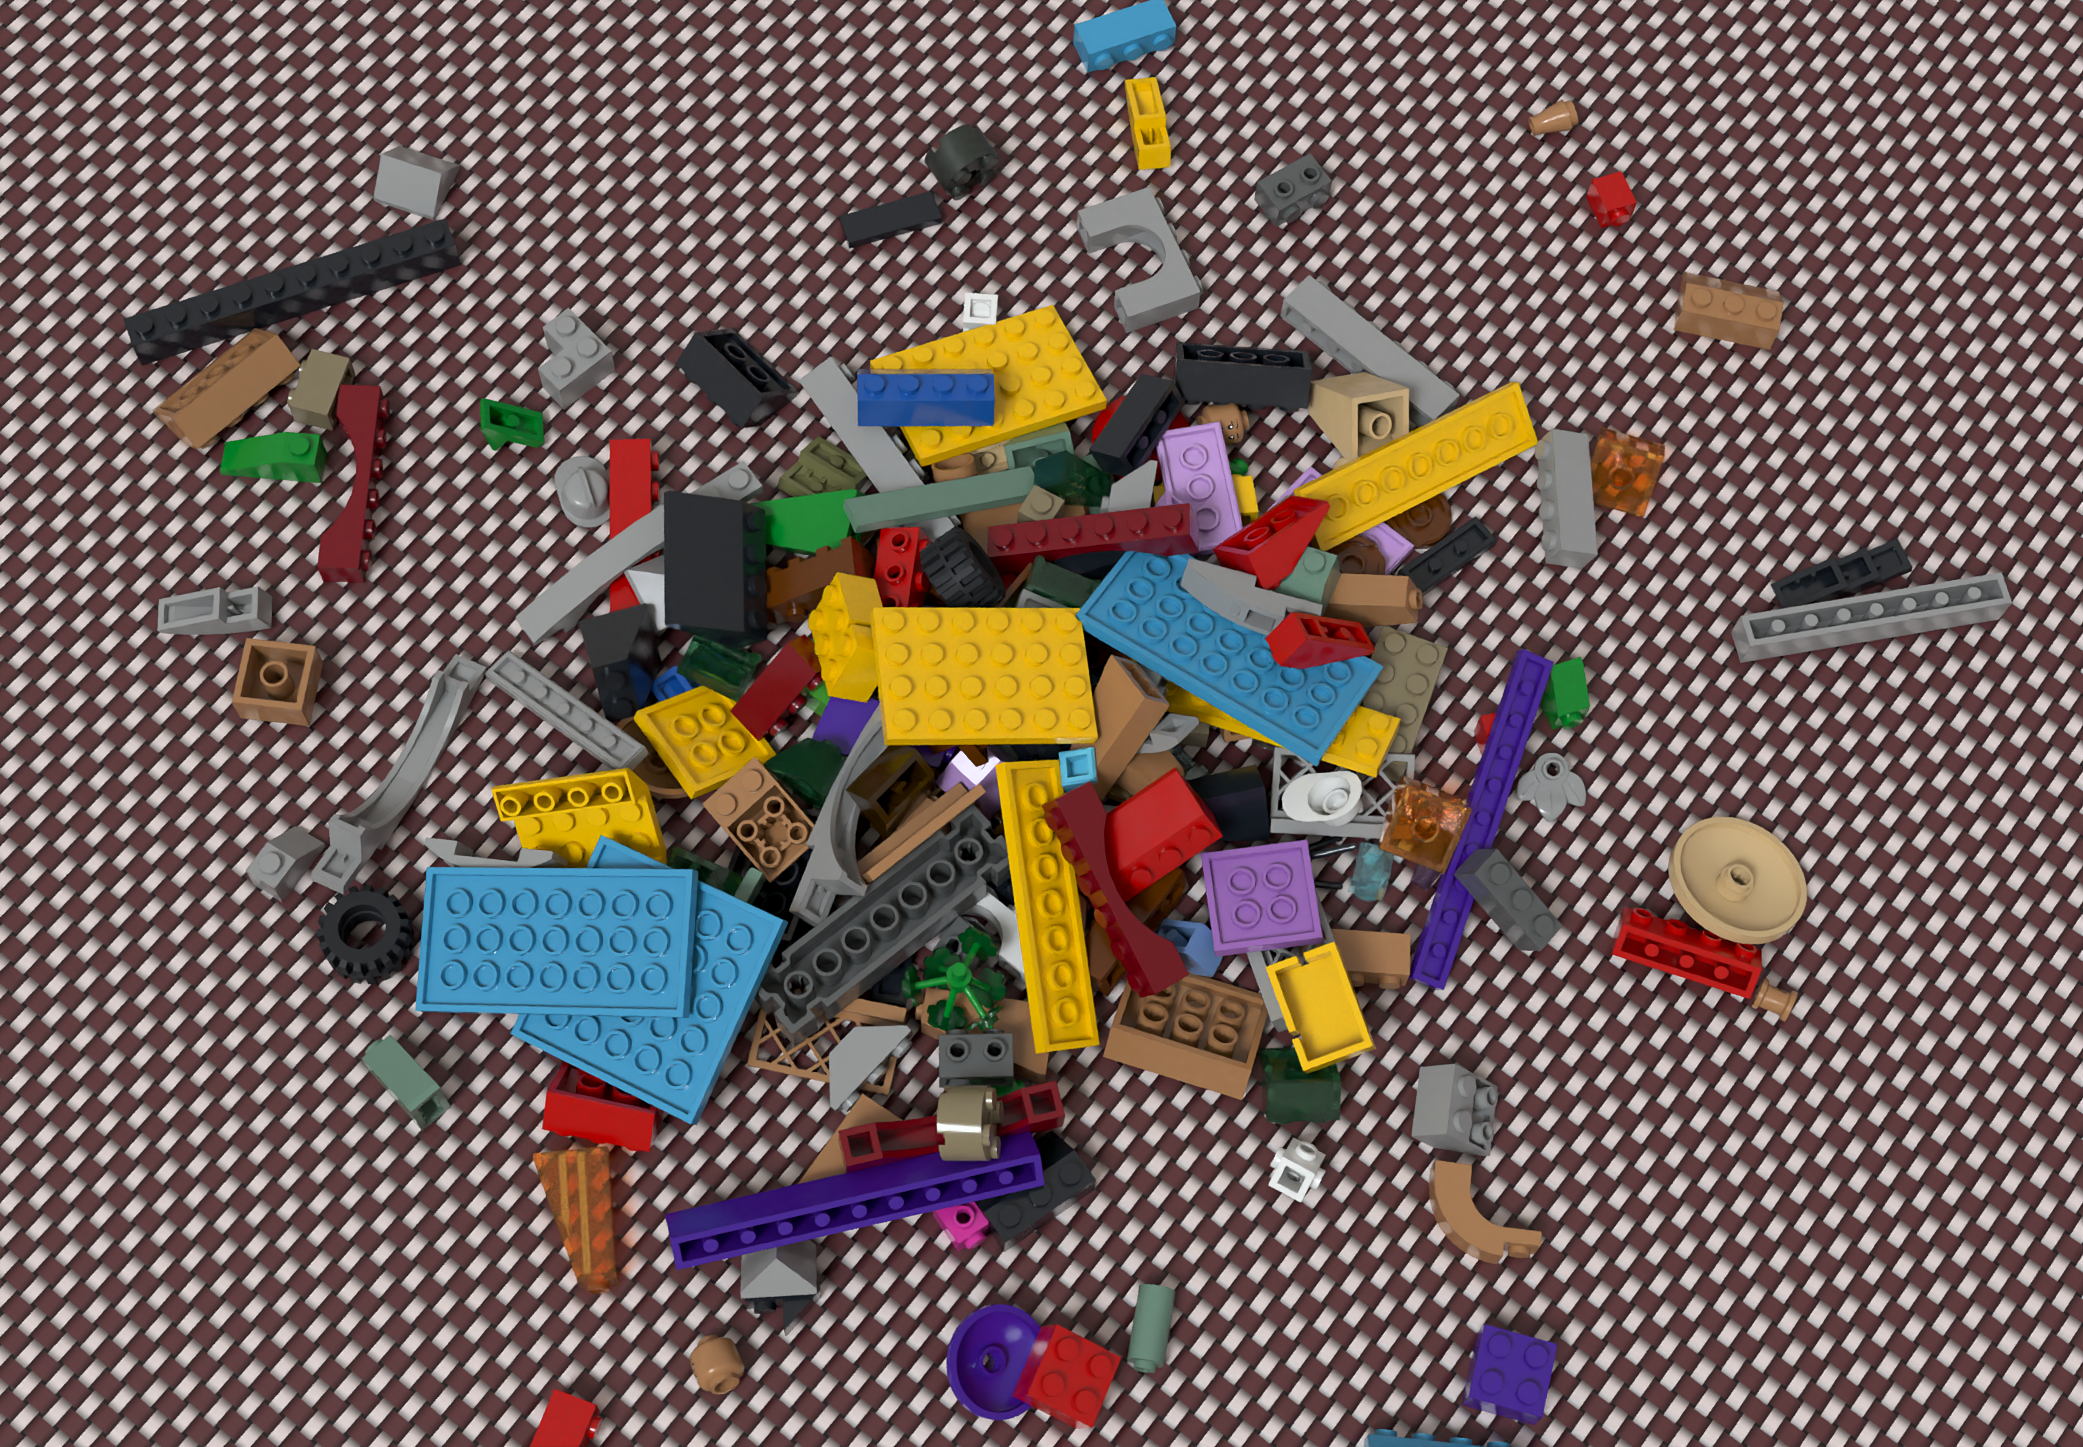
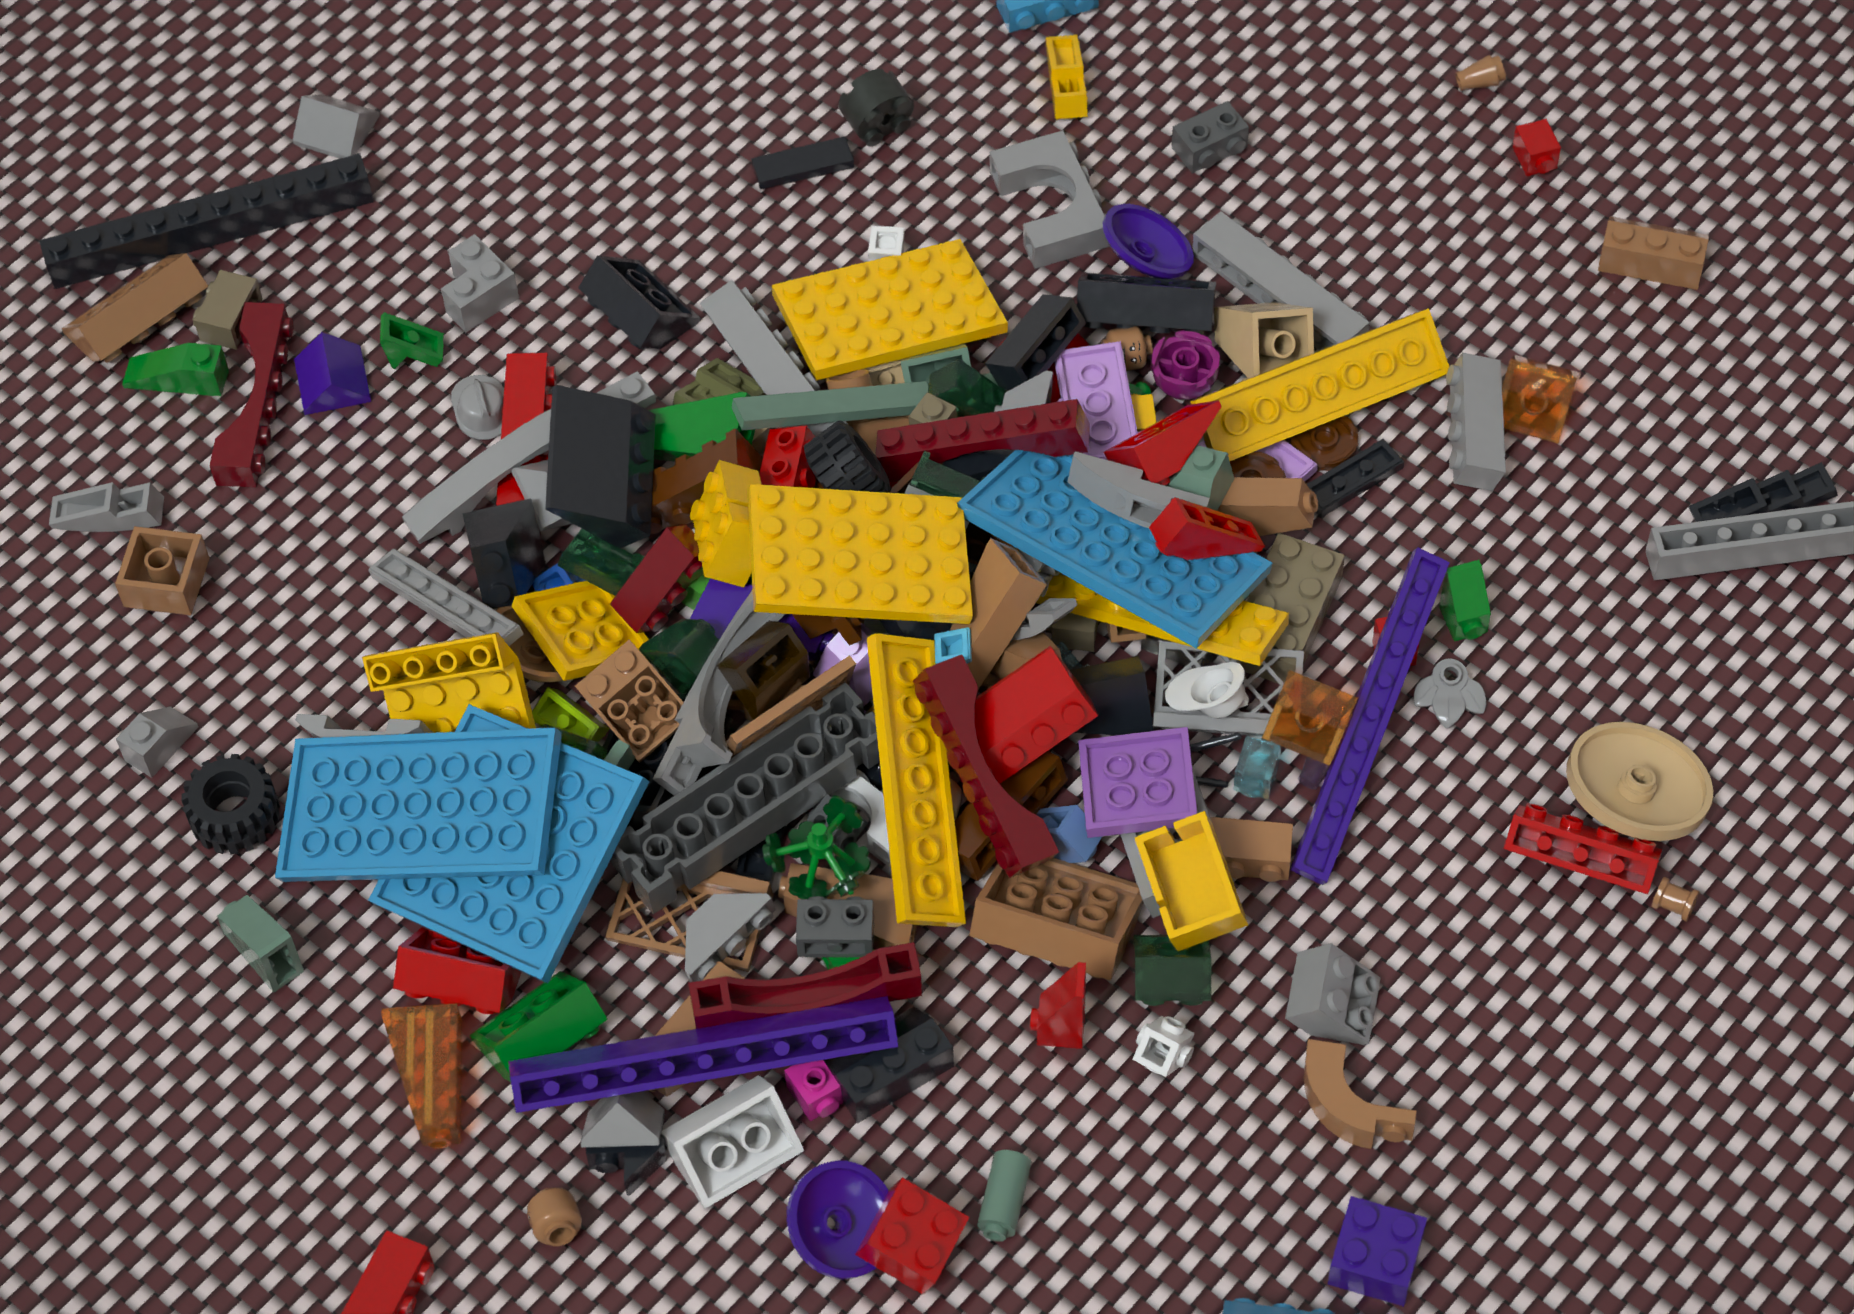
camera: 10 degrees right, 10 degrees down
(370, 825) = (242, 703): light grey slope -> none
(432, 460) = (331, 375): none -> dark purple slope
(689, 1164) = (541, 1023): none -> green slope
(695, 831) = (564, 713): none -> lime slope
(885, 1279) = (732, 1141): none -> white slope
(925, 397) = (822, 314): blue slope -> none
(969, 1123) = (821, 977): dark tan brick -> none
(1199, 1138) = (1062, 1011): none -> red slope
(1238, 308) = (1147, 241): none -> dark purple dish
(1283, 443) = (1185, 365): none -> magenta cylinder
(1508, 899) = (1395, 792): dark grey brick -> none

